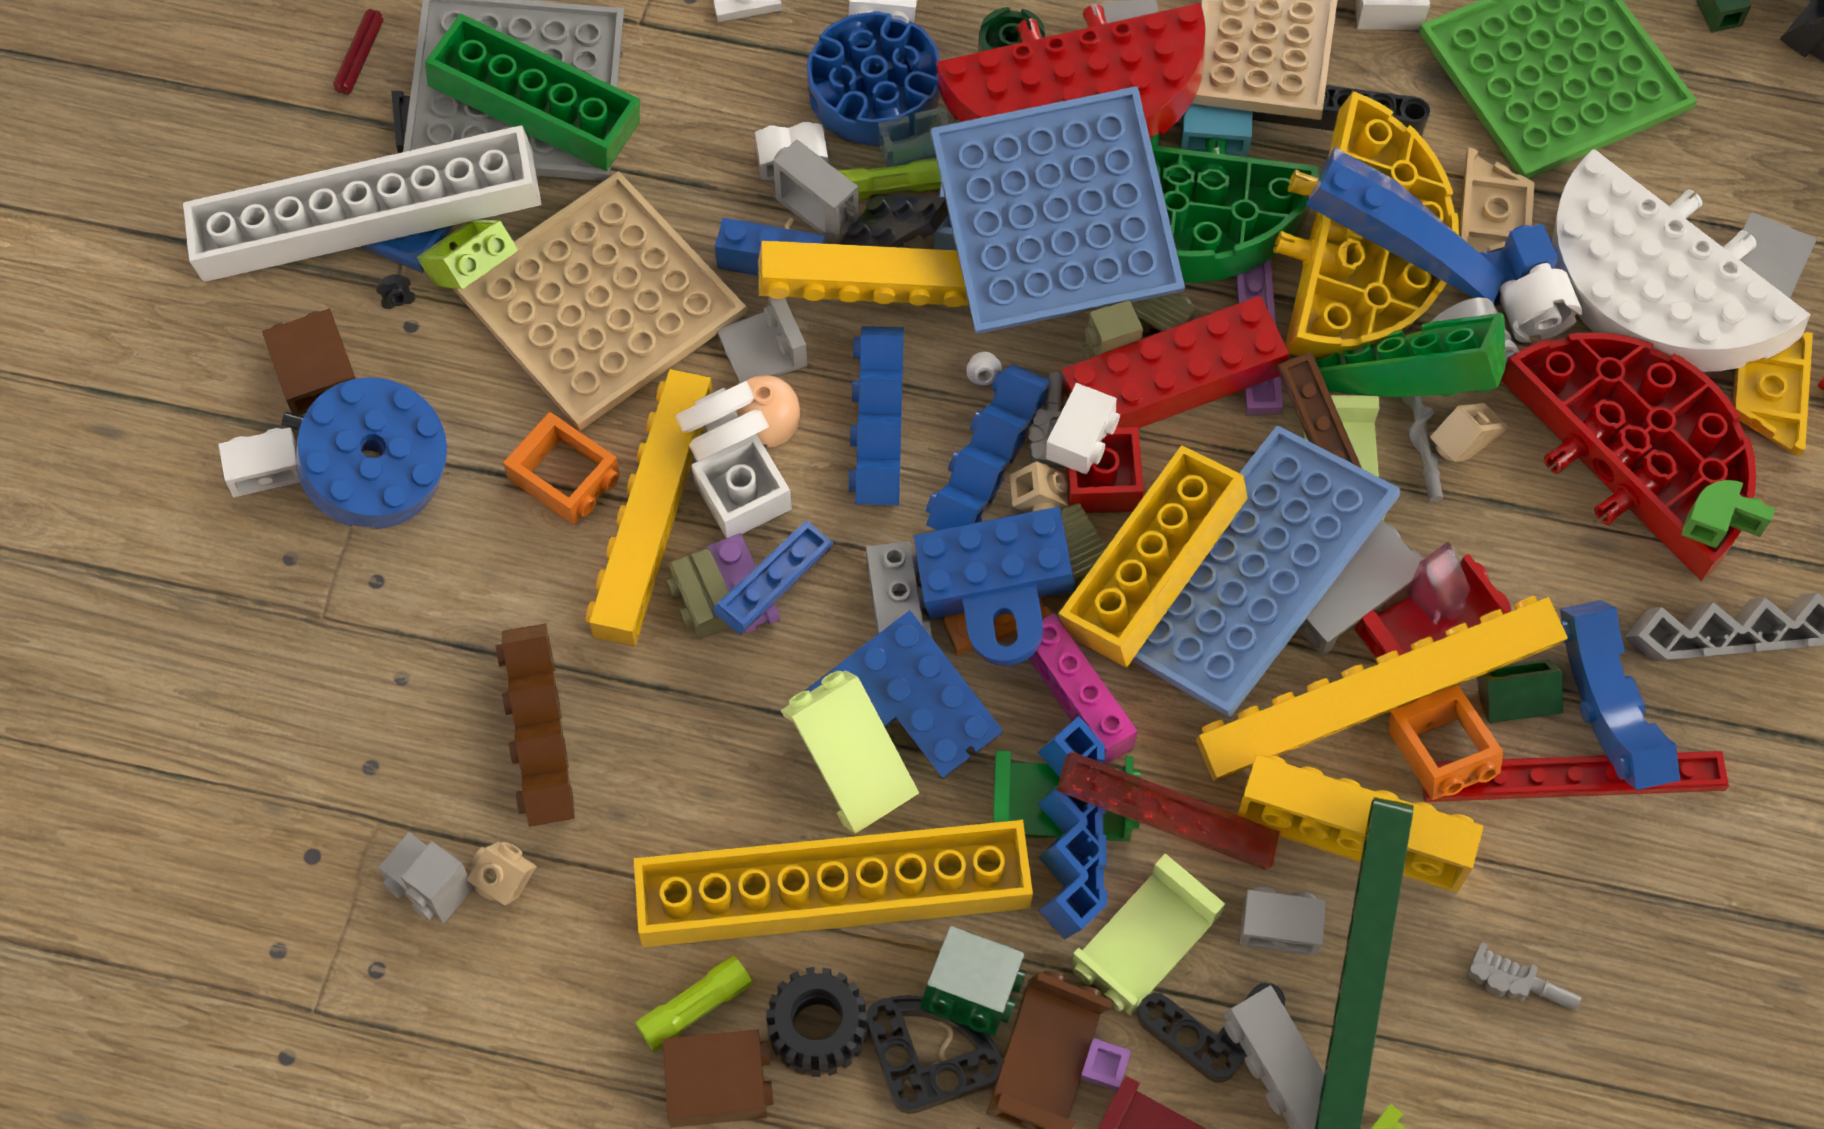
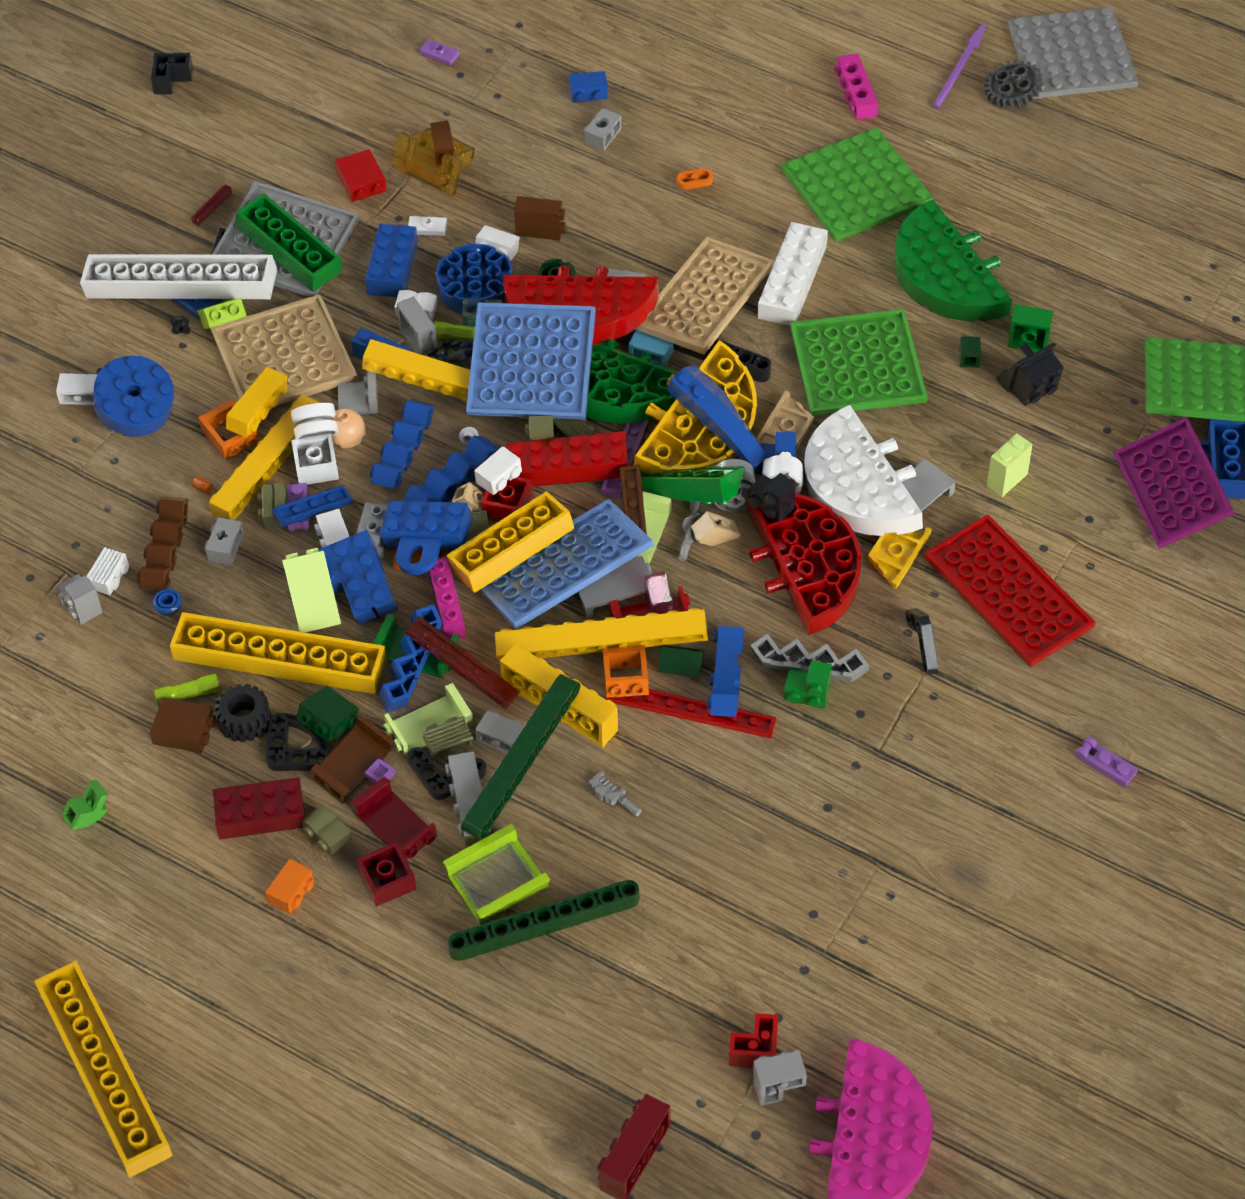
camera: 20 degrees right, 10 degrees down
(308, 358) = (122, 341): reddish brown brick -> none
(455, 807) = (108, 570): none -> white brick
(500, 872) = (116, 605): tan brick -> none
(568, 586) = (202, 483): none -> orange piece
(591, 839) = (167, 602): none -> blue brick
(600, 409) = (256, 402): none -> yellow brick
(647, 668) = (224, 541): none -> light grey brick
(716, 78) = (391, 260): none -> blue brick
(829, 618) = (330, 527): none -> white brick
(1196, 960) = (447, 737): none -> olive brick
(1562, 354) = (773, 496): none -> black brick
(1723, 507) = (820, 593): bright green brick -> none
(1757, 680) = (809, 686): none -> green brick

